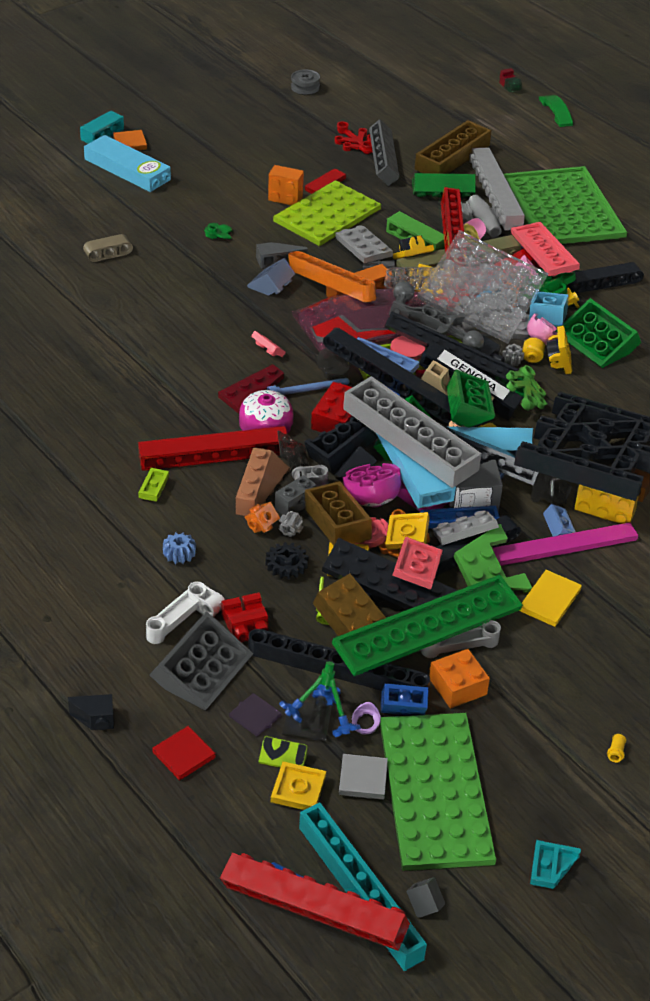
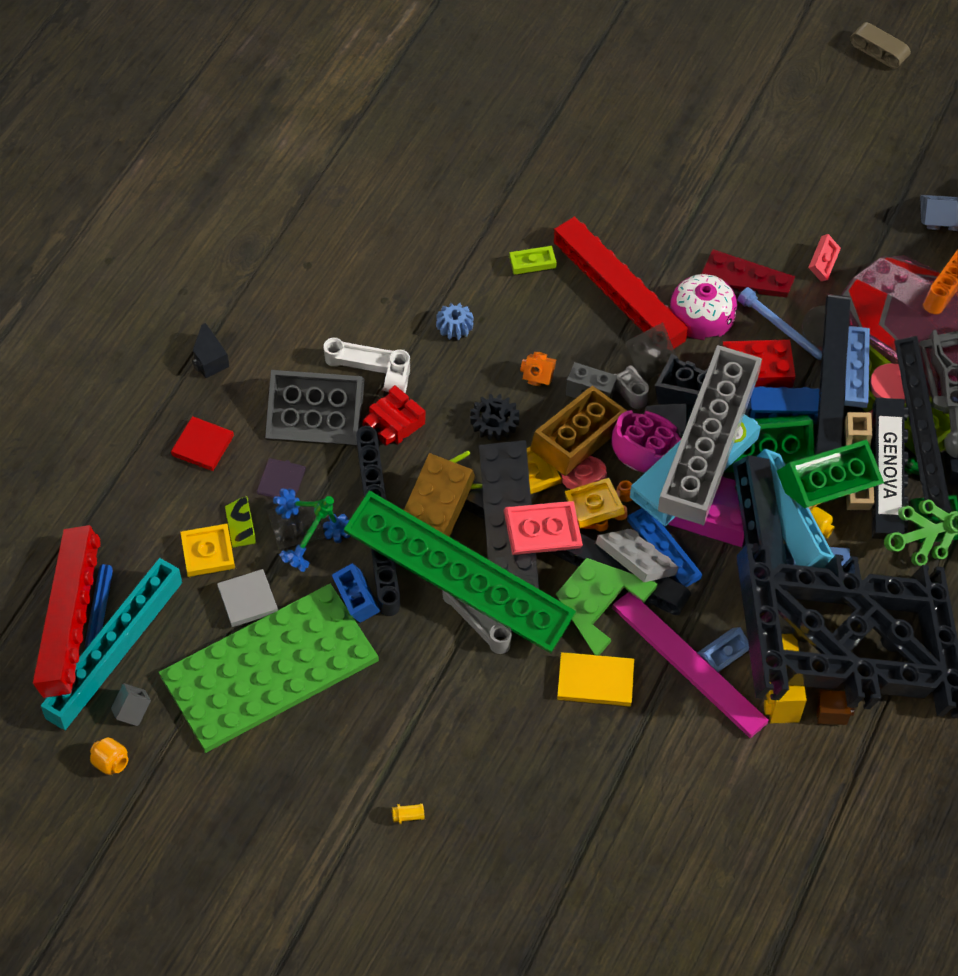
camera: 65 degrees right, 15 degrees up
(259, 480) = (591, 342): nougat wedge -> none
(290, 523) = (548, 398): light grey gear -> none
(367, 708) = (326, 562): lavender piece -> none
(459, 678) = (417, 631): orange brick -> none
(472, 930) = (109, 756): none -> light orange head
(480, 489) = (709, 546): slope -> none
(552, 863) = (224, 799): teal wing -> none

